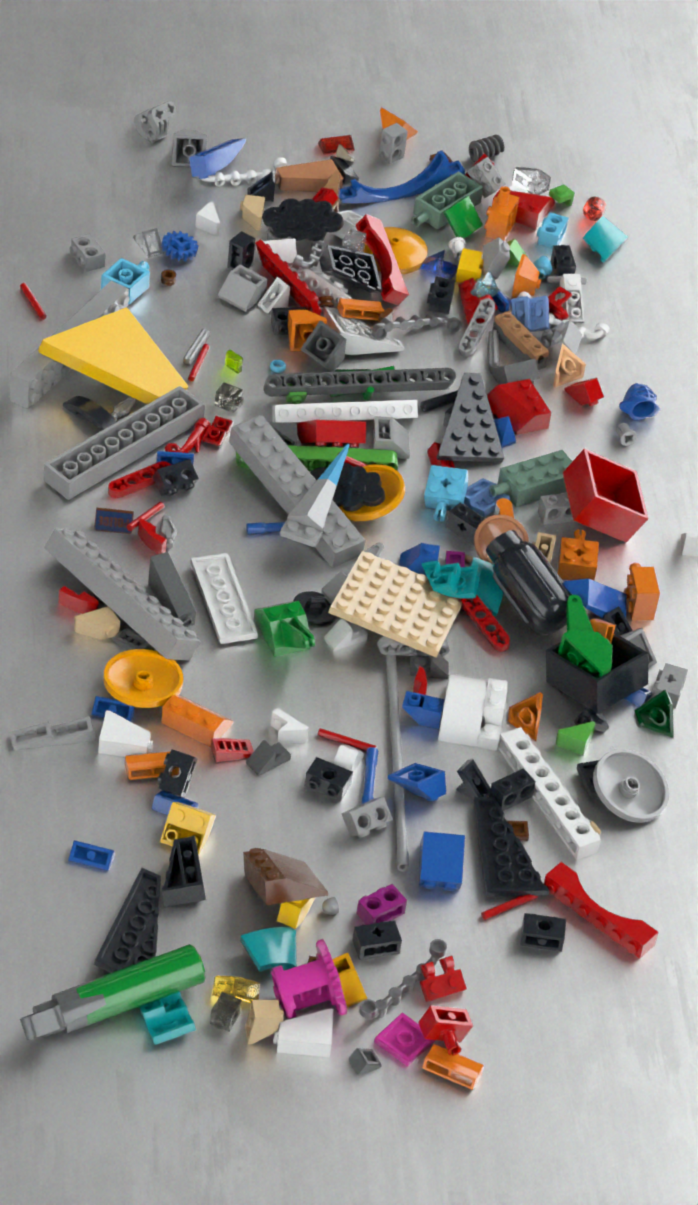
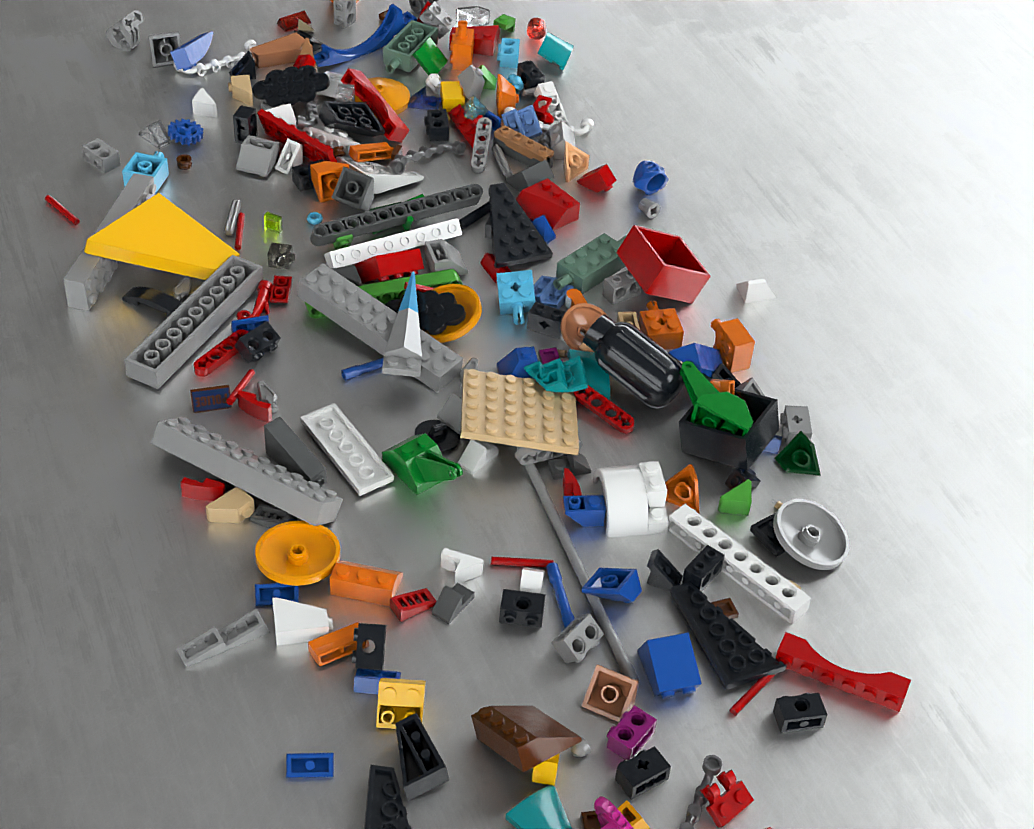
camera: 15 degrees left, 0 degrees up
(376, 868) = (610, 693): none -> nougat slope

